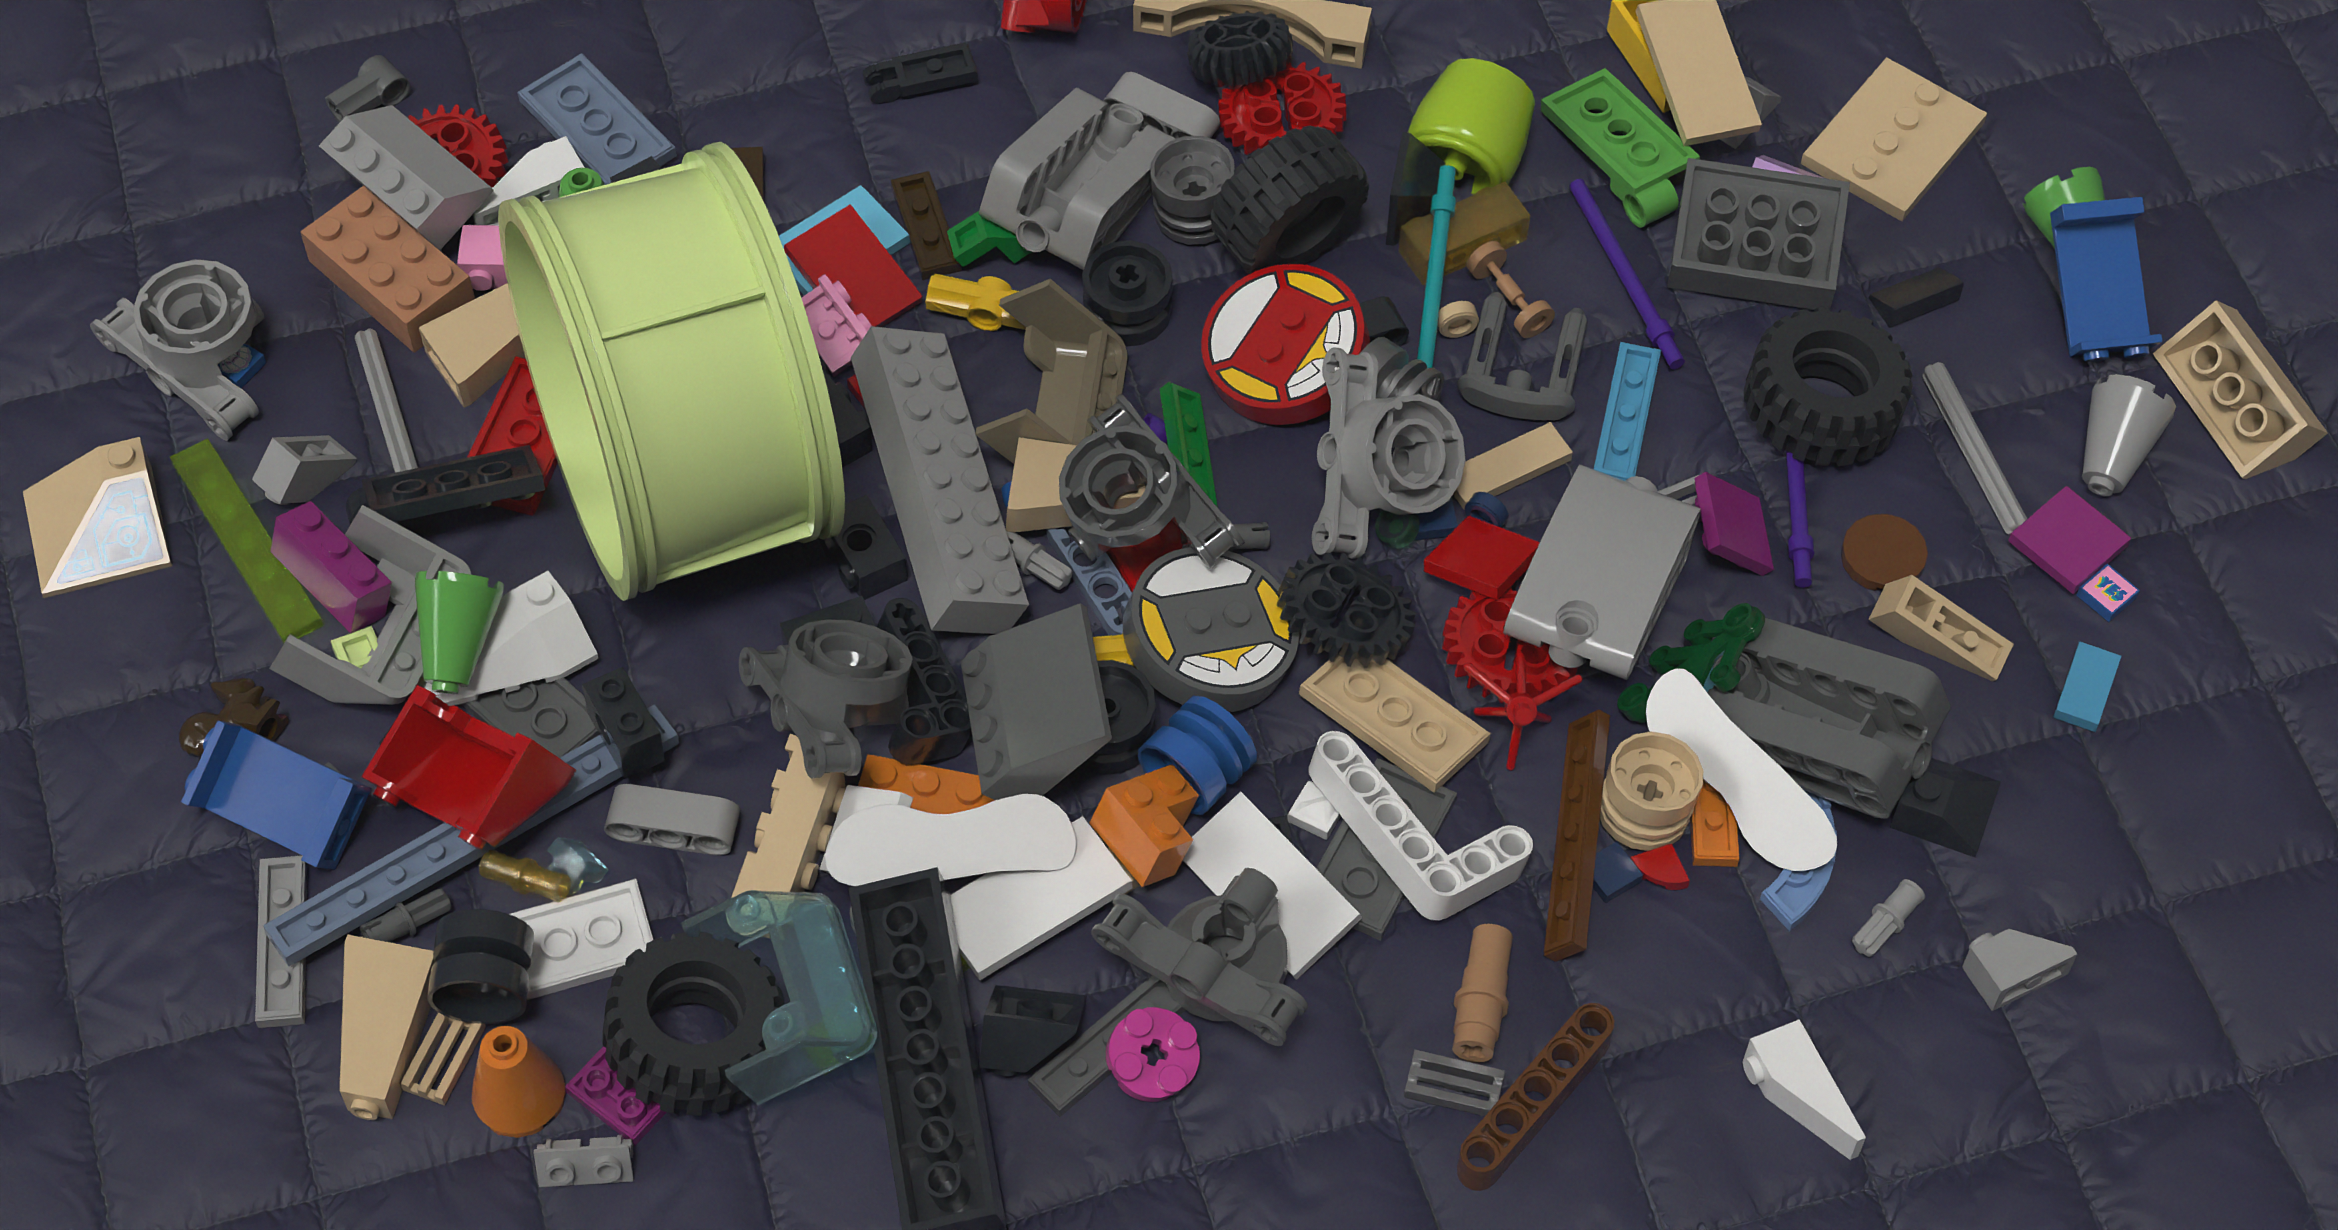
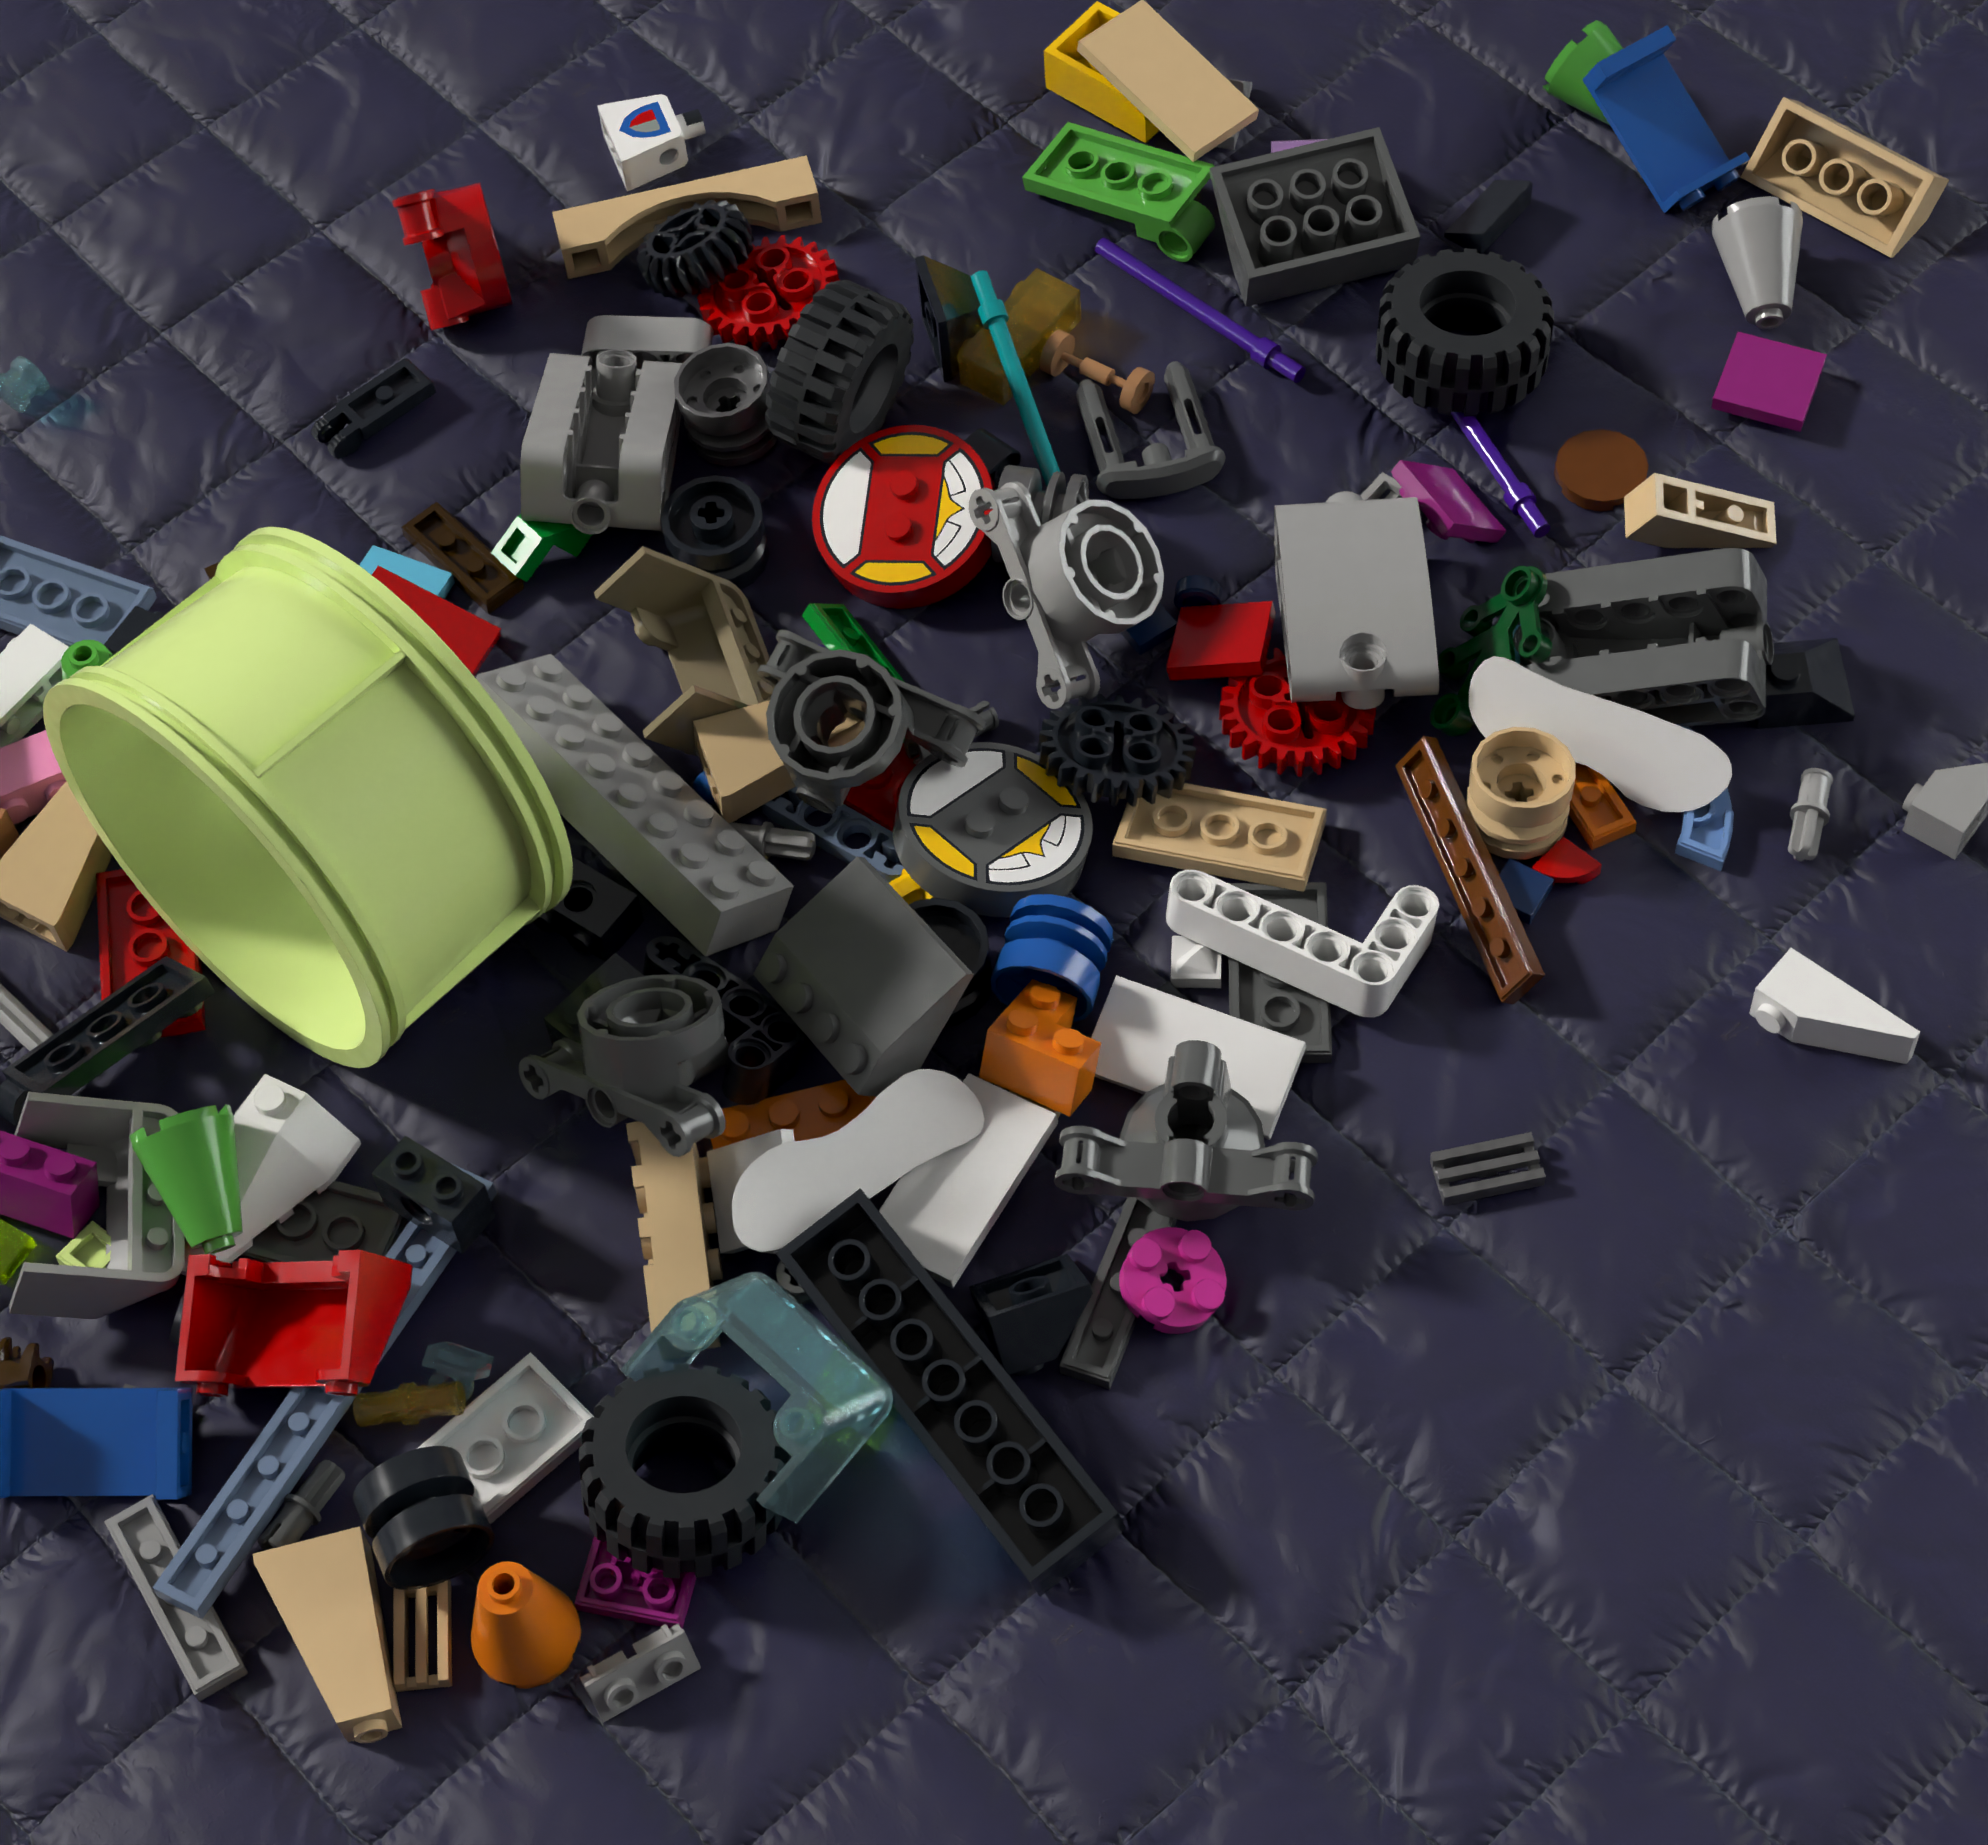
camera: 20 degrees left, 0 degrees up
(672, 819) = (535, 1273): light grey beam -> none
(972, 300) = (565, 608): yellow piece -> none
(1397, 529) = (1117, 651): clear green tile -> none
(1457, 319) = (1062, 421): tan tile -> none
(1476, 120) = (976, 218): lime piece -> none
(1482, 995) = (1467, 1066): medium nougat piece -> none
(1513, 463) = (1198, 535): tan tile -> none
(1519, 706) = (1347, 766): red plant -> none
(1531, 1115) = (1576, 1163): reddish brown beam -> none
(1627, 410) = (1275, 438): dark azure tile -> none
(1894, 138) = (1382, 73): tan plate -> none
(1974, 447) = (1629, 335): light grey axle -> none
(2087, 686) = (1864, 512): dark azure tile -> none
(2108, 592) = (1831, 416): tile -> none

